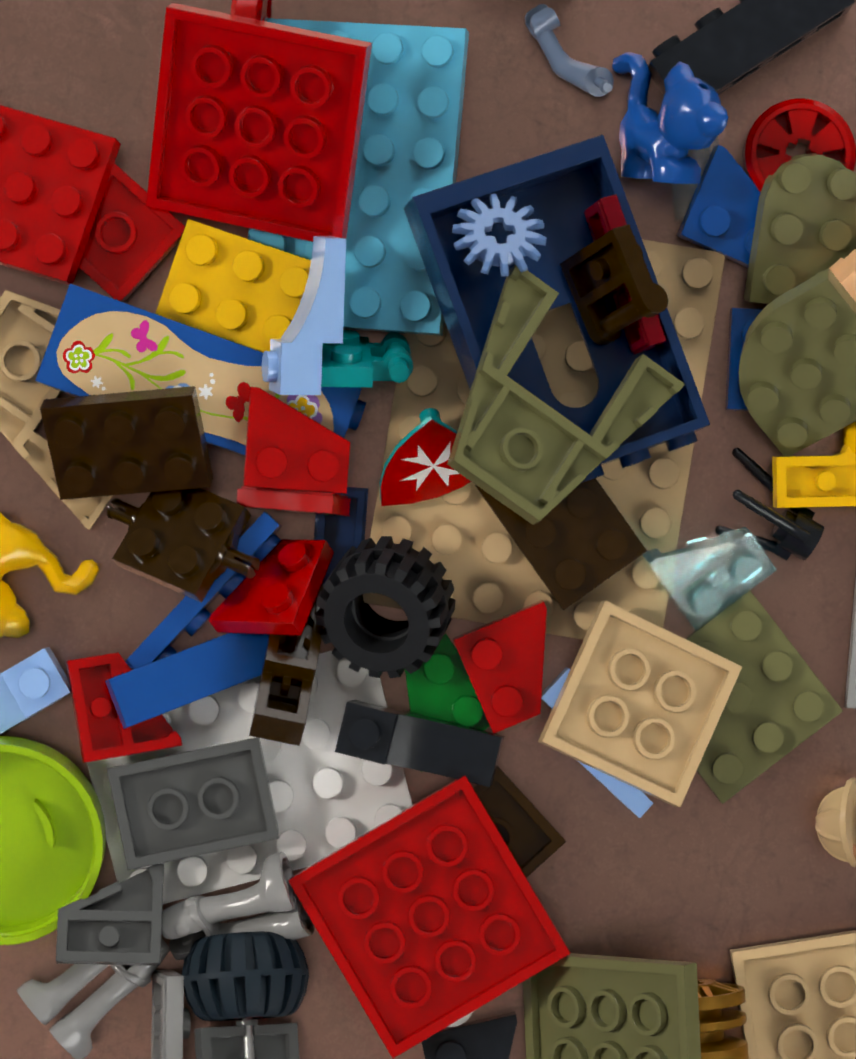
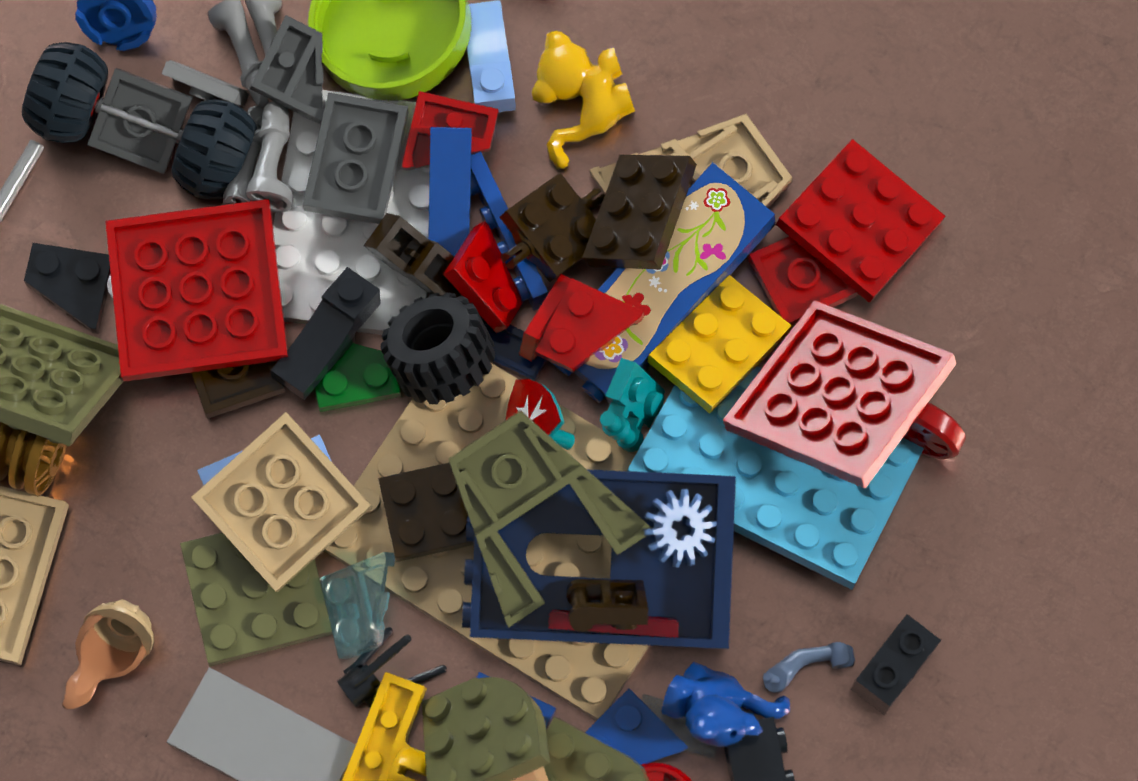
camera: 110 degrees right, 15 degrees down
(296, 358) = (650, 348): light blue slope -> none
(507, 665) = (356, 421): red wing -> none

